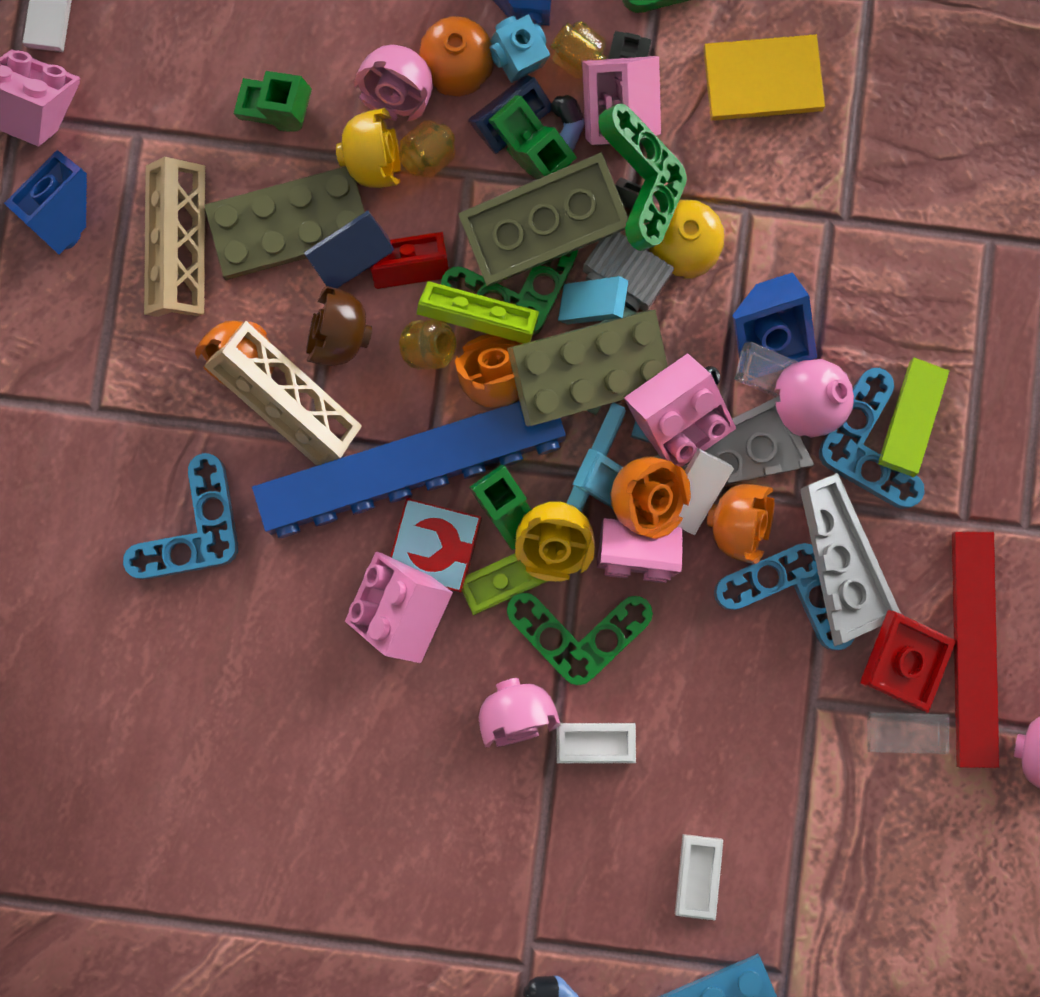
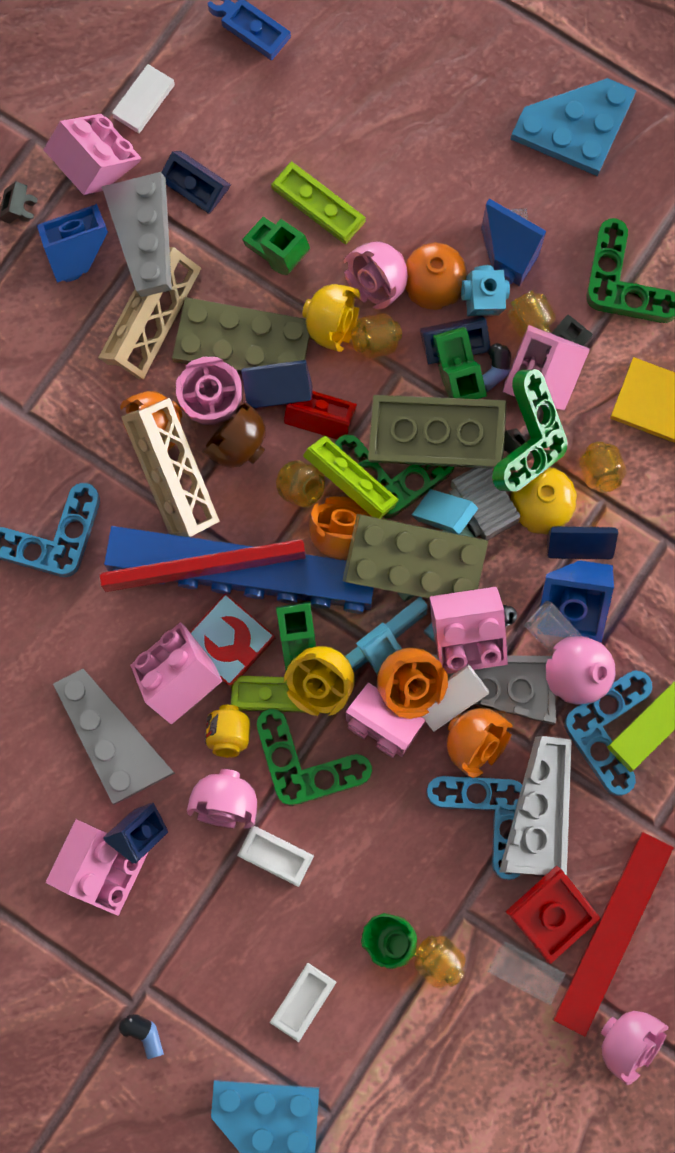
camera: 30 degrees right, 5 degrees down
(121, 152) = (142, 228): none -> light grey wing
(148, 75) = (194, 181): none -> dark blue slope
(282, 292) = (209, 390): none -> bright pink cylinder
(293, 36) = (318, 202): none -> lime tile
(370, 713) = (113, 744): none -> light grey wing
(371, 481) = (202, 565): none -> red tile
(418, 849) = (93, 869): none -> bright pink slope
(443, 793) = (137, 833): none -> dark blue slope
(482, 640) = (227, 731): none -> yellow head
(731, 174) = (602, 467): none -> clear yellow head
(747, 264) = (581, 542): none -> dark blue slope
(757, 772) = (389, 940): none -> green hair
(817, 766) = (439, 961): none -> clear yellow head

